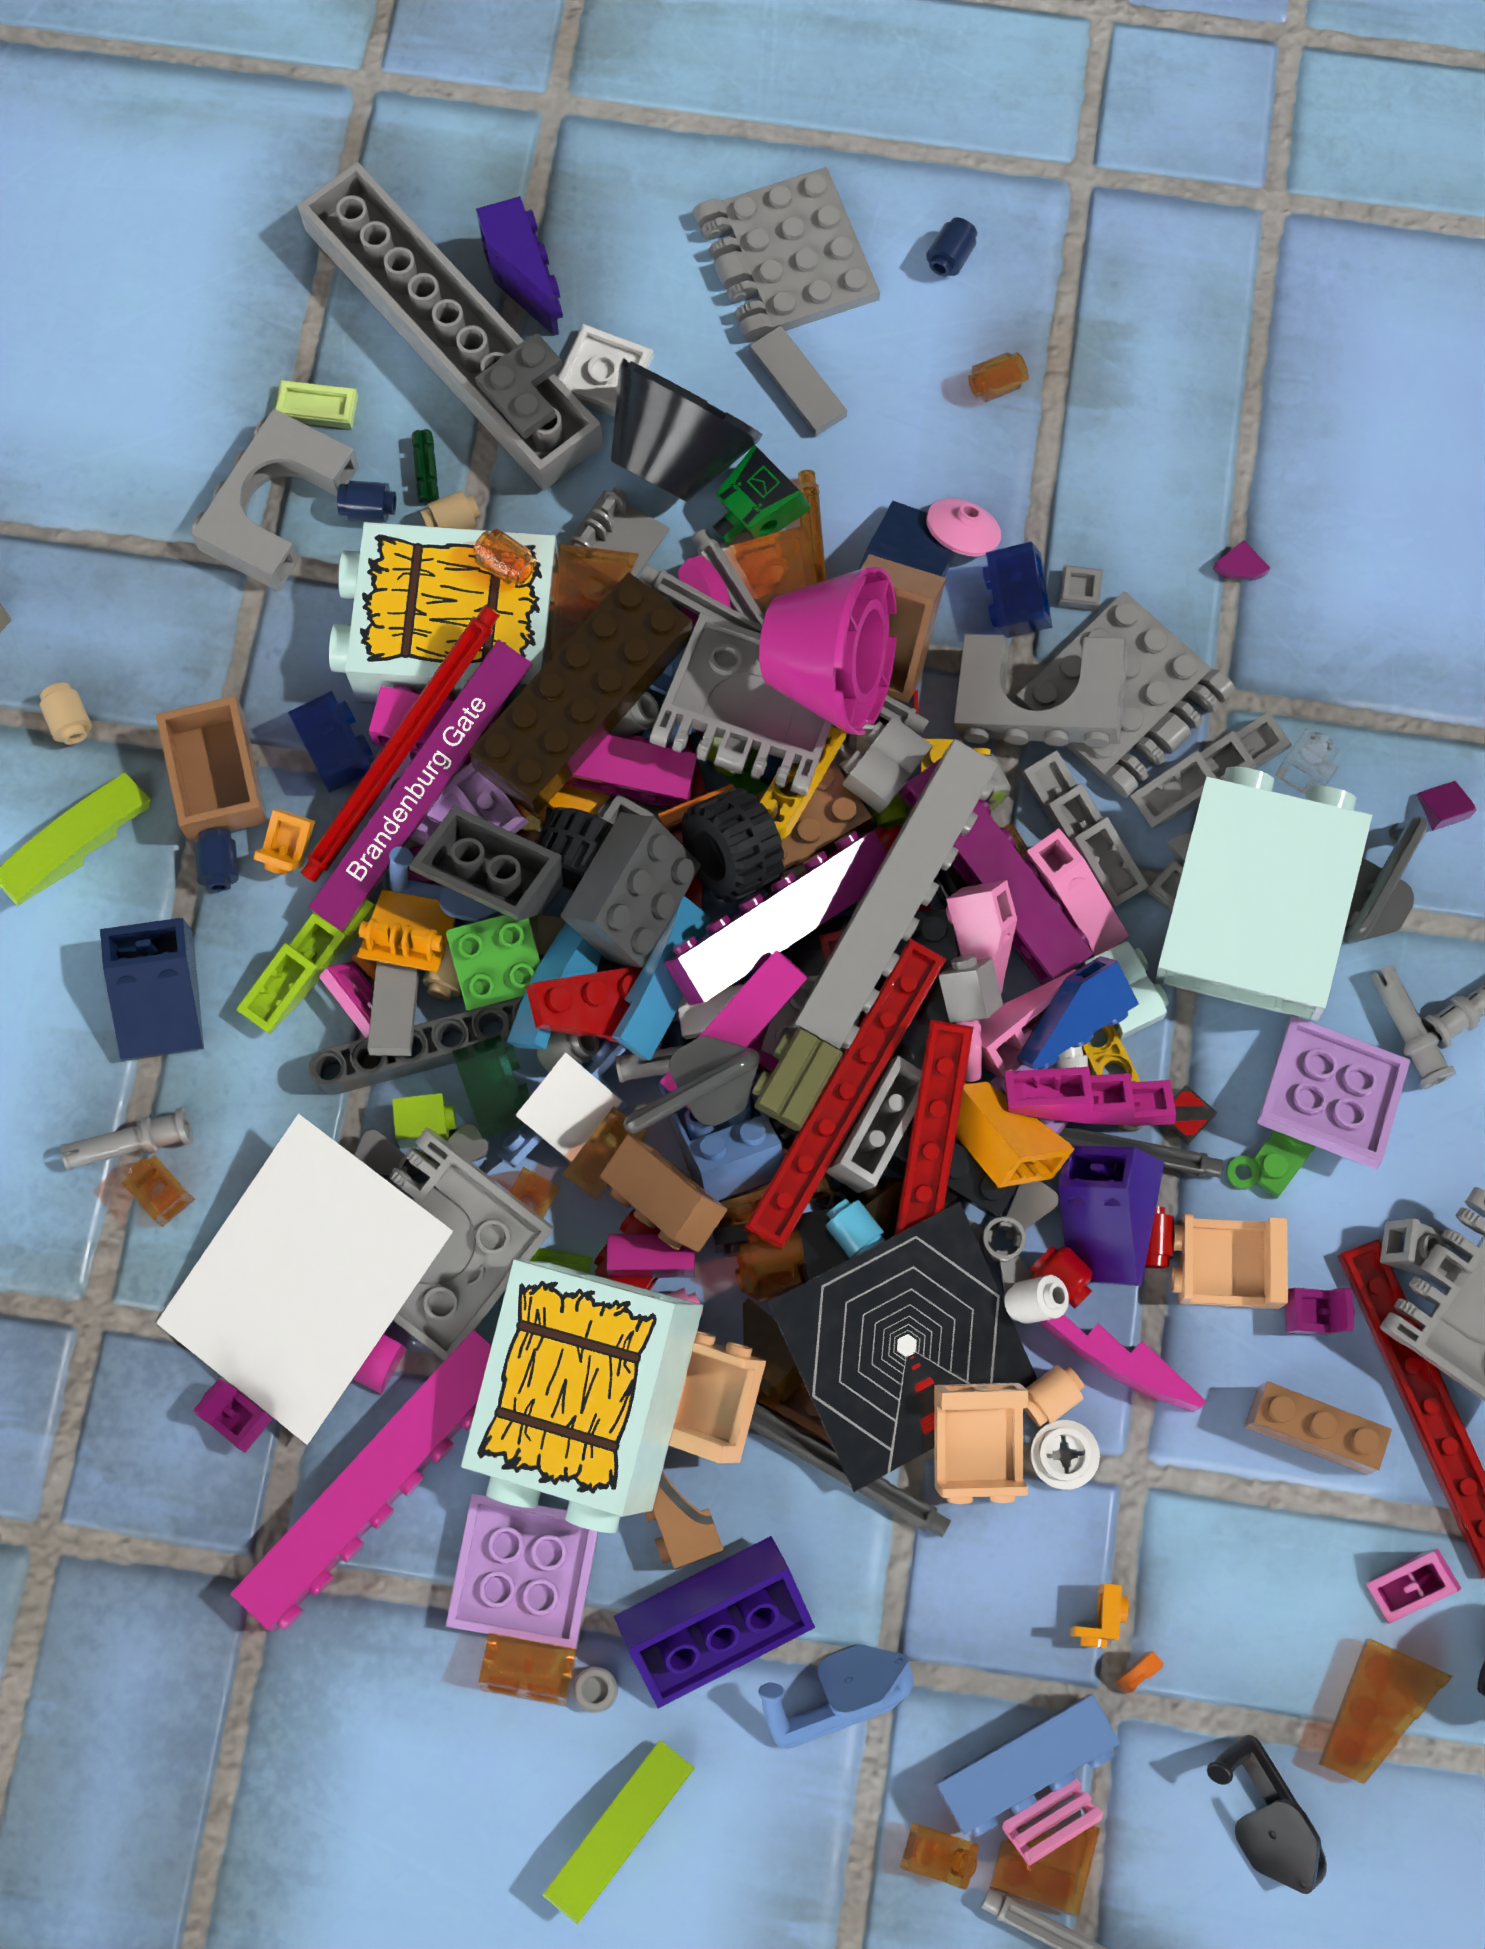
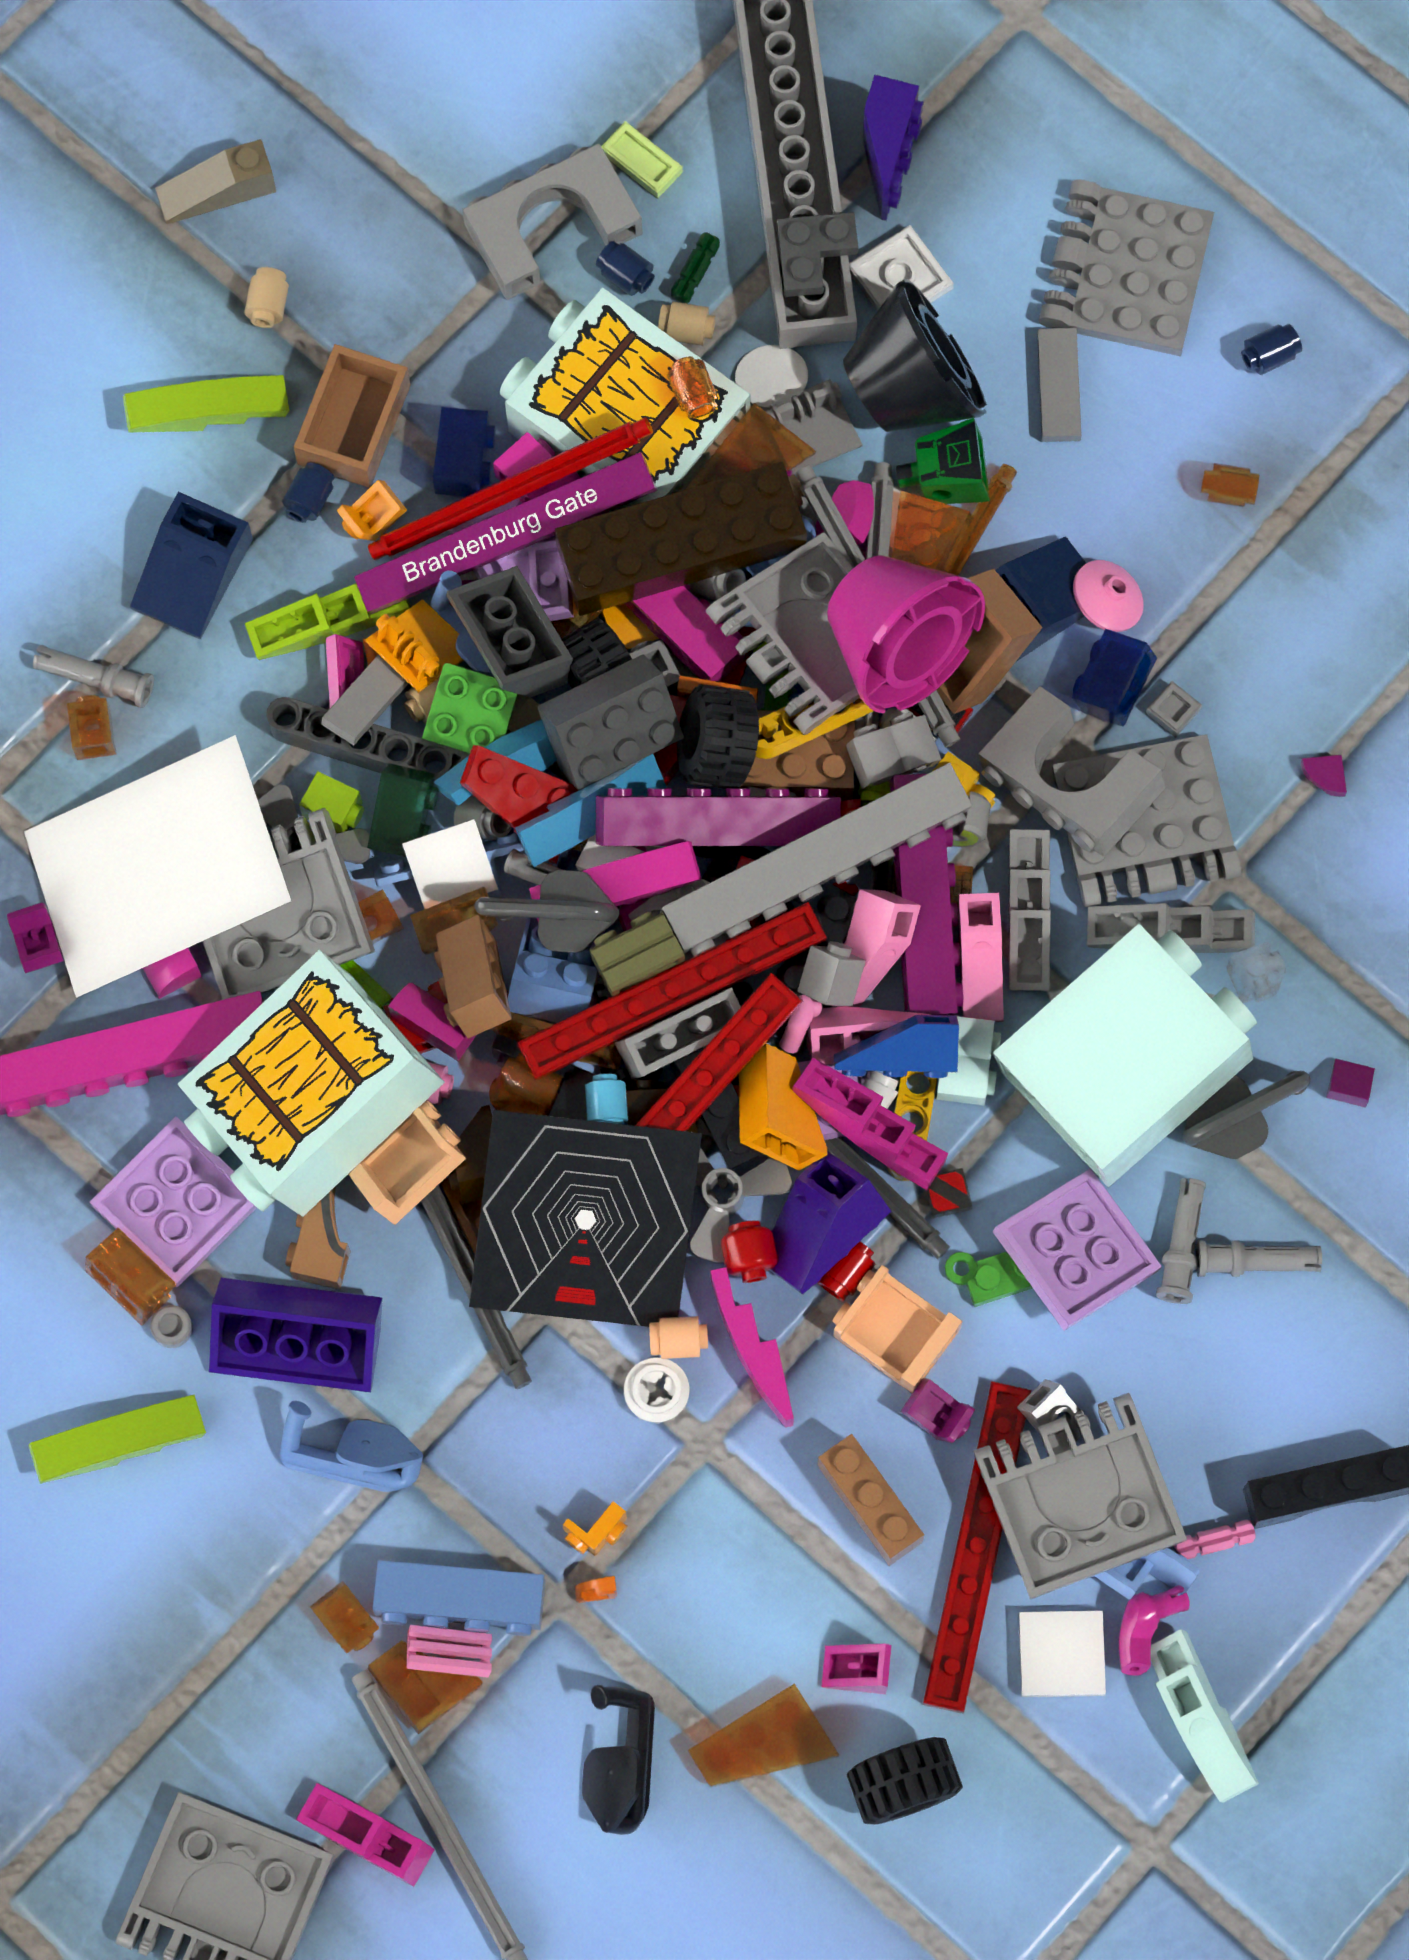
camera: 35 degrees right, 0 degrees up
(553, 512) = (772, 375): none -> white sticker
(979, 1441) = (594, 1333): light nougat panel -> none
(1037, 1299) = (713, 1251): white brick -> none

